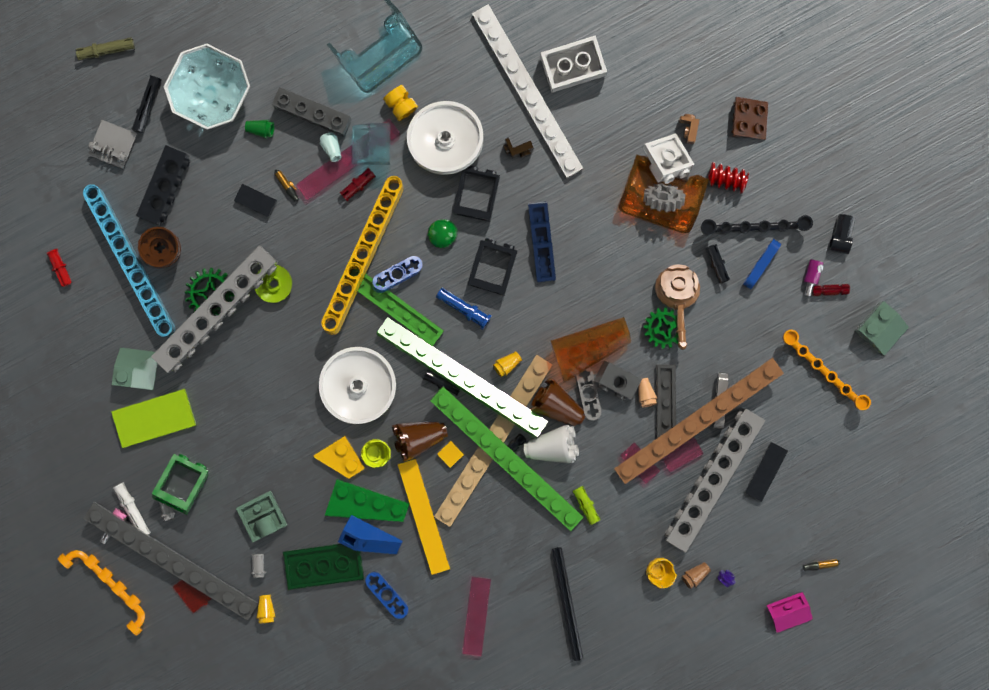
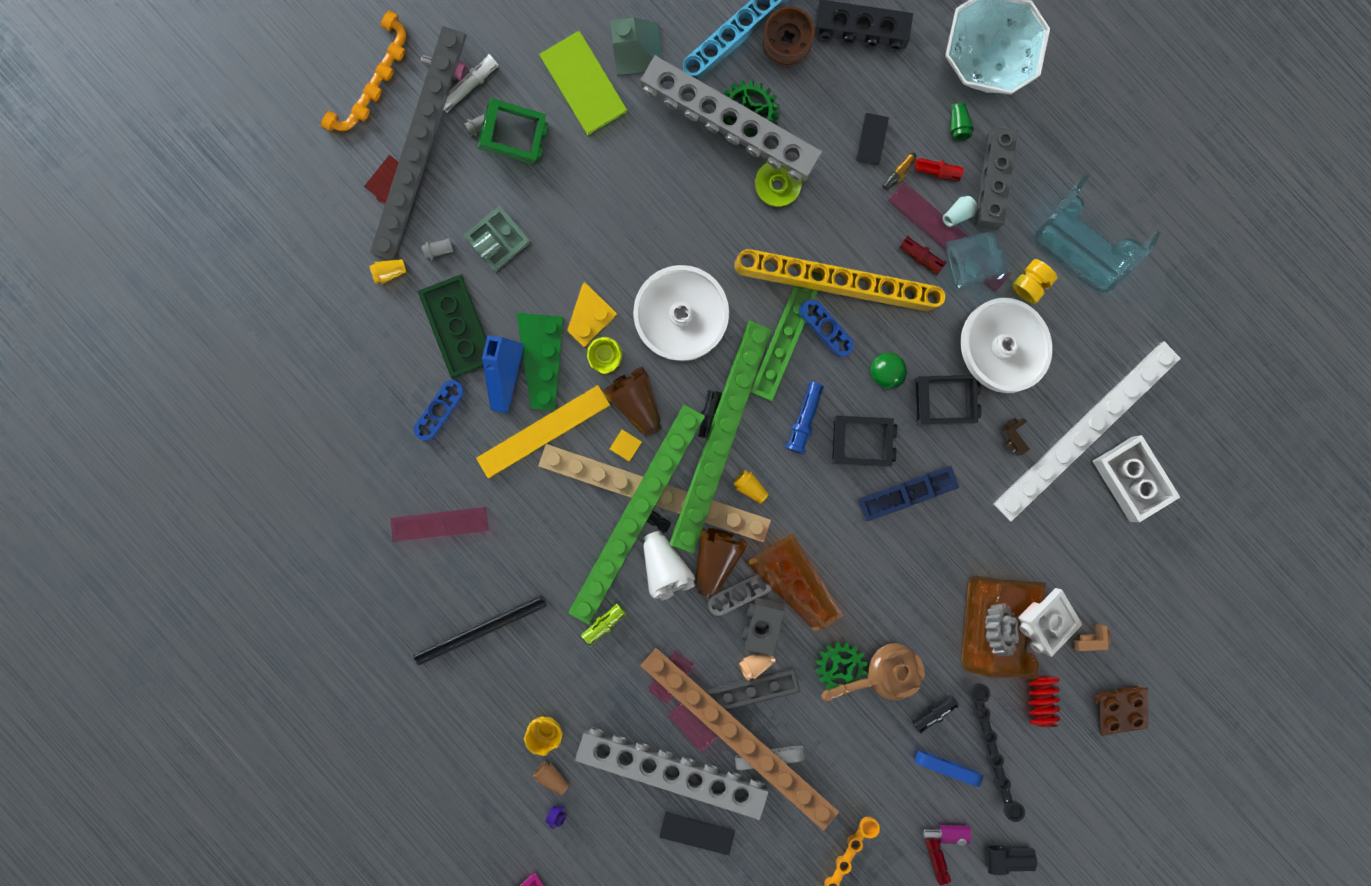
camera: 75 degrees right, 0 degrees up
(293, 153) = (939, 169): none -> red axle

